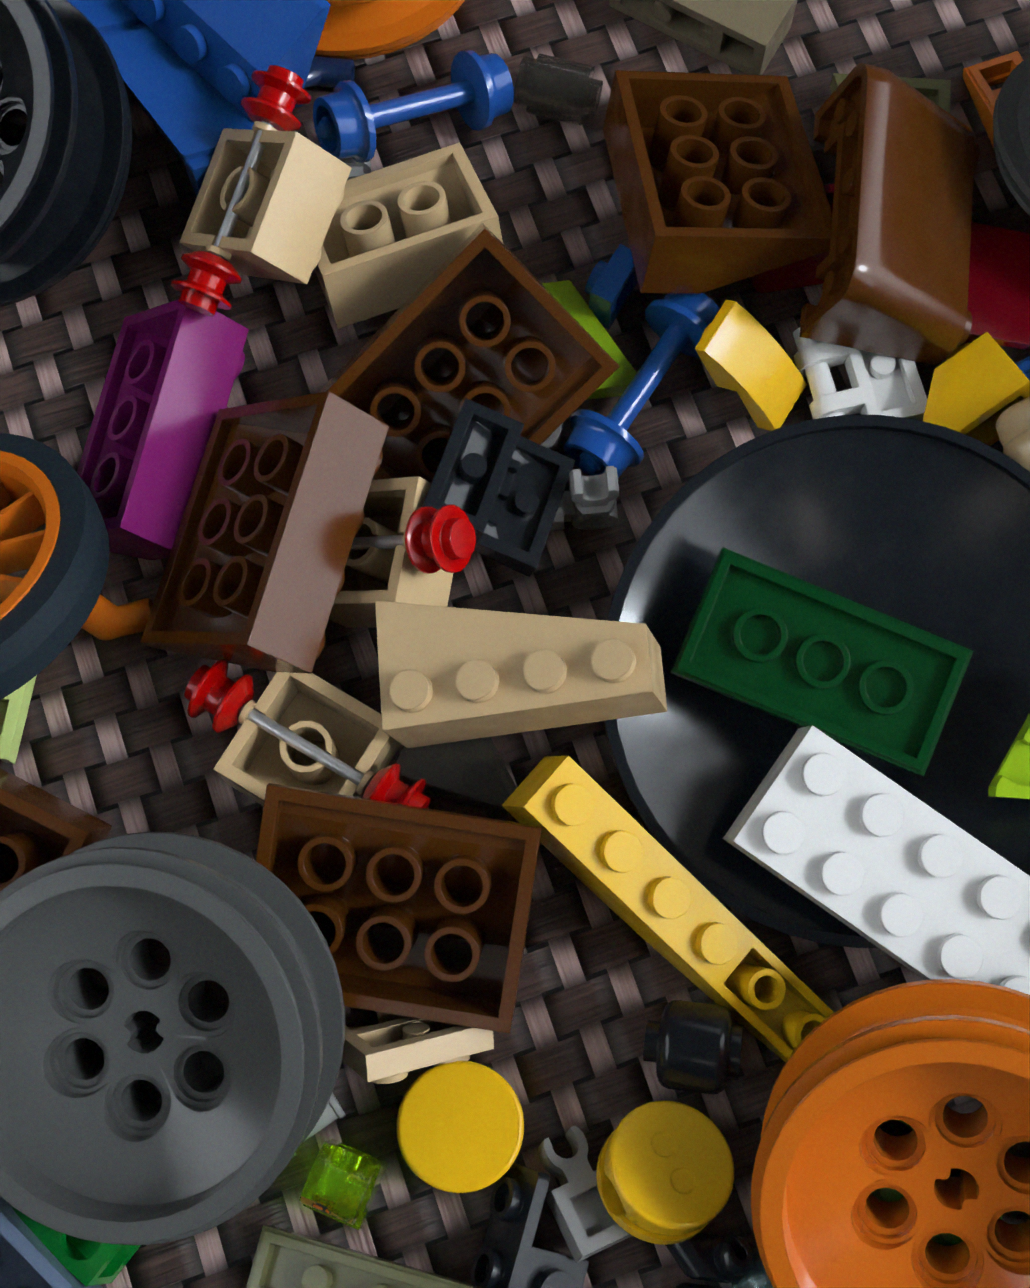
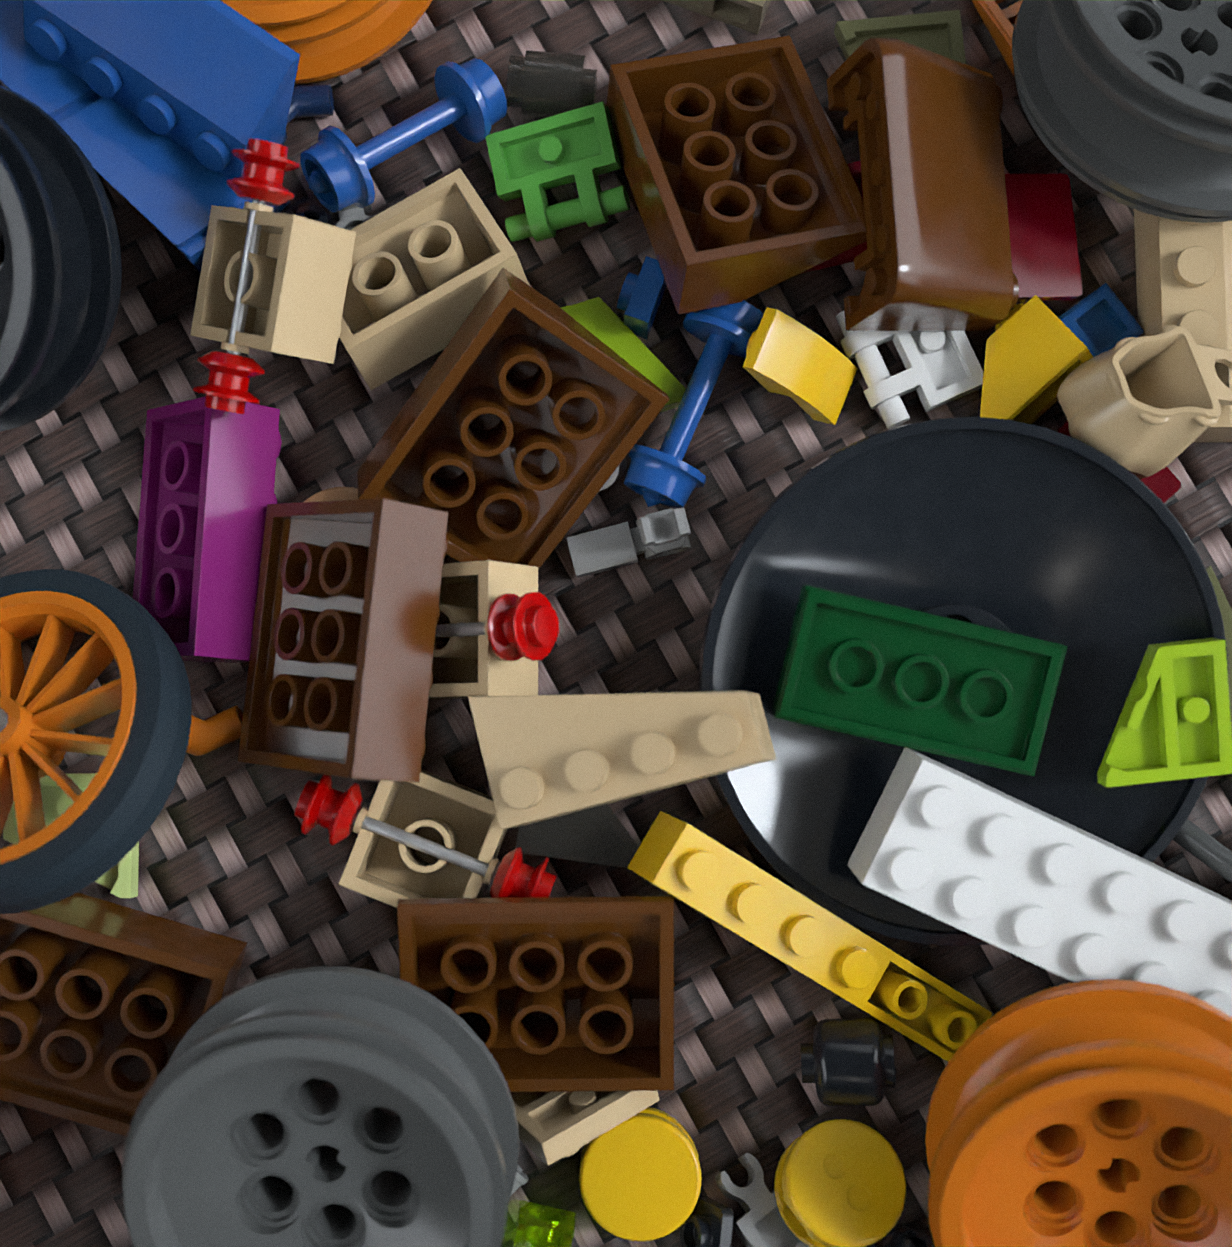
camera: 10 degrees left, 10 degrees up
(501, 484) = (568, 546): black slope -> none
(546, 148) = (552, 154): none -> bright green plate

